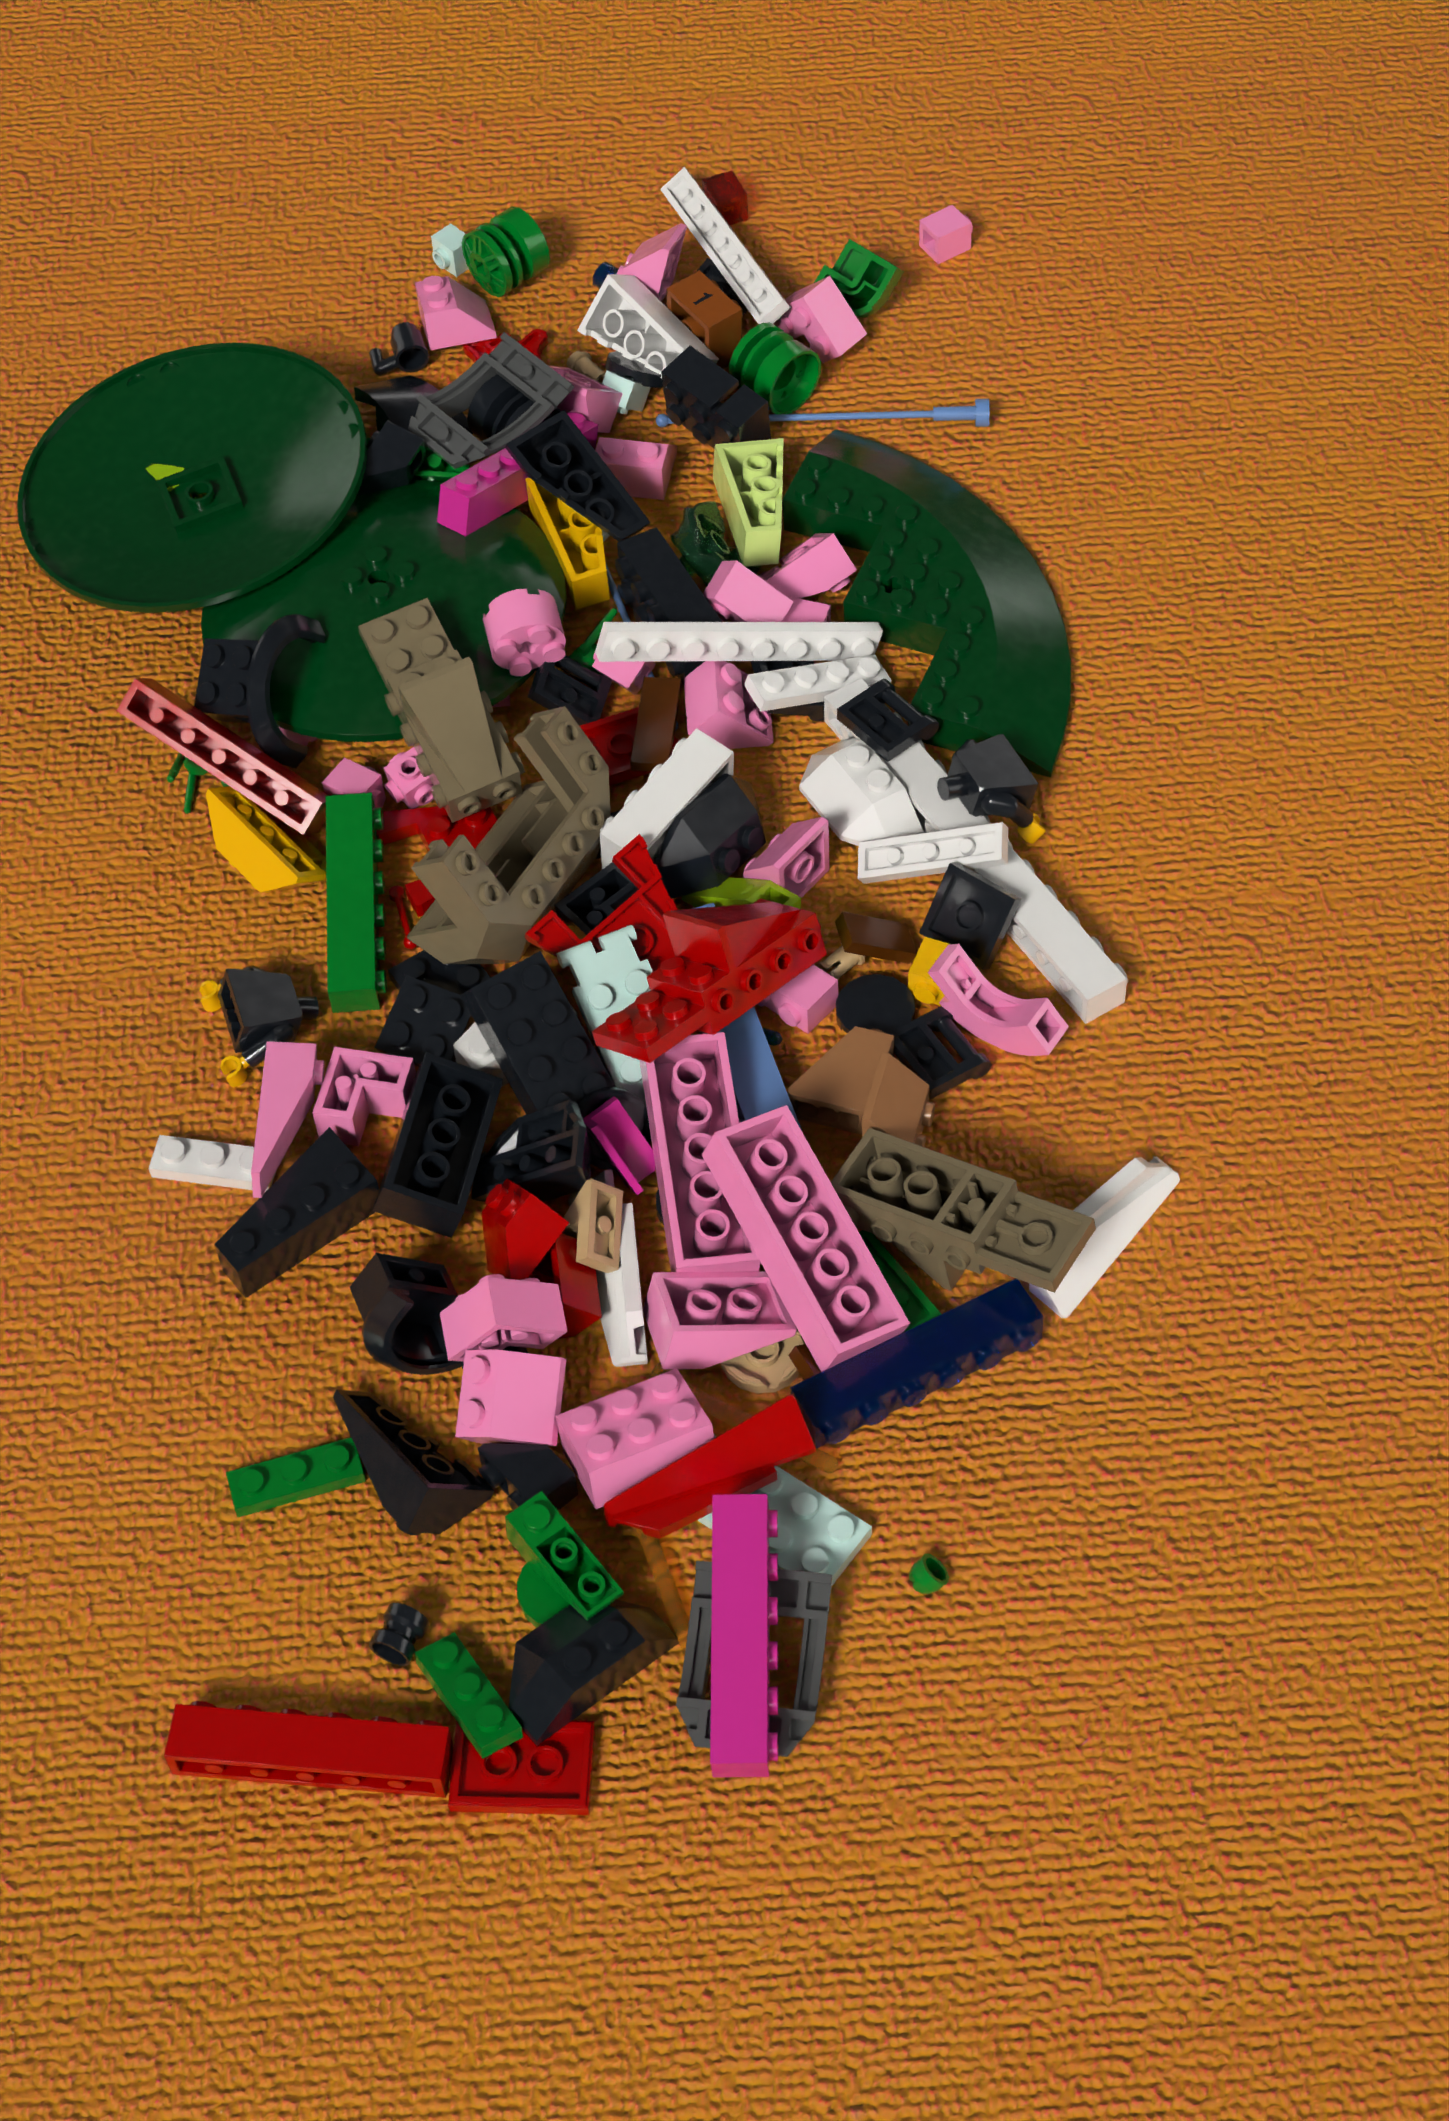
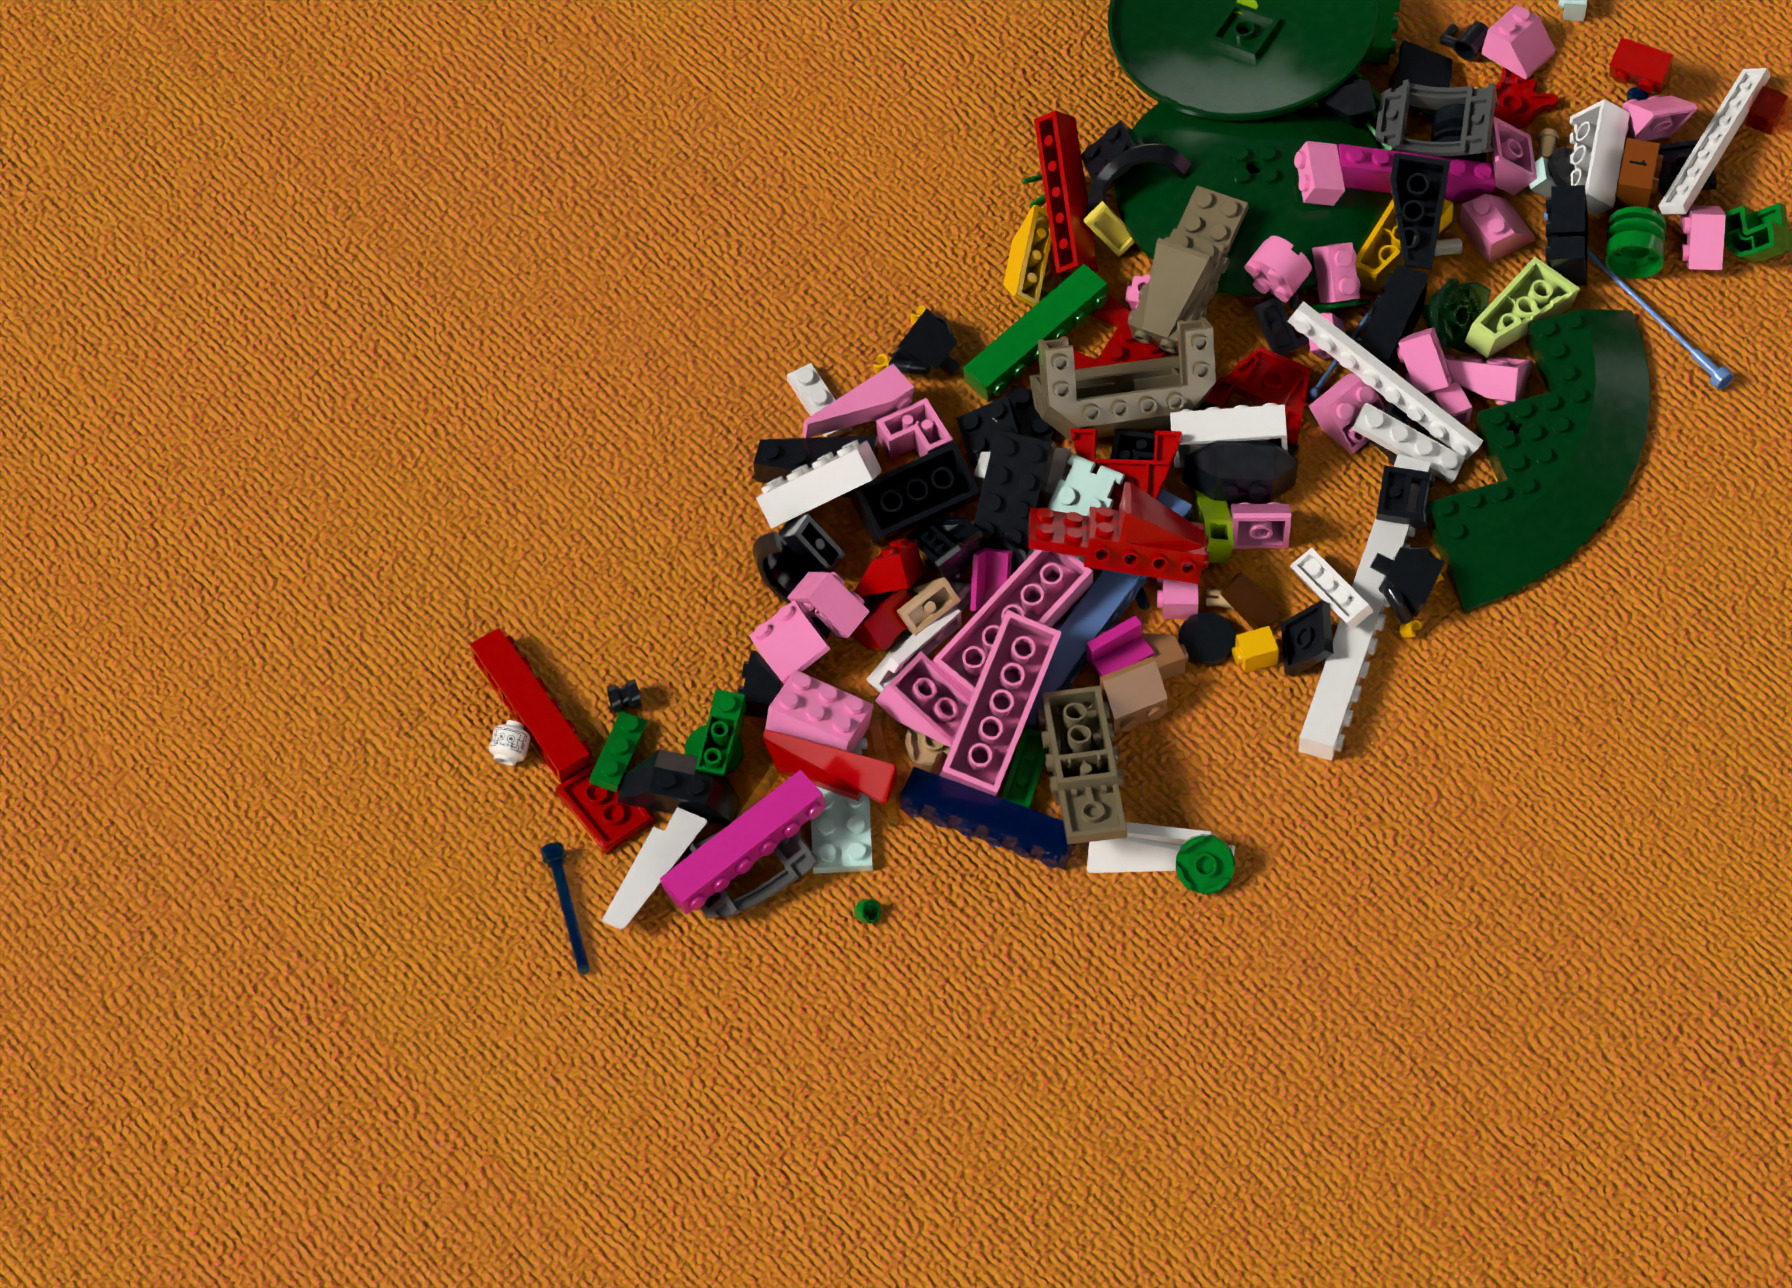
camera: 50 degrees right, 5 degrees up
(295, 1477) = (672, 584): green plate -> none
(303, 751) = (1109, 229): none -> light yellow tile
(339, 1812) = (509, 743): none -> white head
(342, 1218) = (816, 485): none -> white brick
(353, 779) = (1116, 272): bright pink brick -> none
(406, 1470) = (718, 632): black wedge -> none
(453, 525) = (1319, 173): none -> bright pink brick
(505, 251) = (1592, 30): green wheel -> none
(546, 1877) = (554, 855): none -> clear blue piece
(578, 598) = (1336, 272): none -> bright pink brick
(586, 240) = (1641, 66): none -> red slope
(655, 722) = (1301, 382): reddish brown tile -> none
(667, 1768) = (654, 860): none -> white wedge
(832, 1086) = (1118, 647): none -> dark pink panel
(858, 794) = (1345, 525): white wedge -> none
(929, 1059) = (1195, 686): black plate -> none
(1000, 1019) = (1253, 692): bright pink arch -> none
(1166, 1193) = (1205, 864): none -> green tile

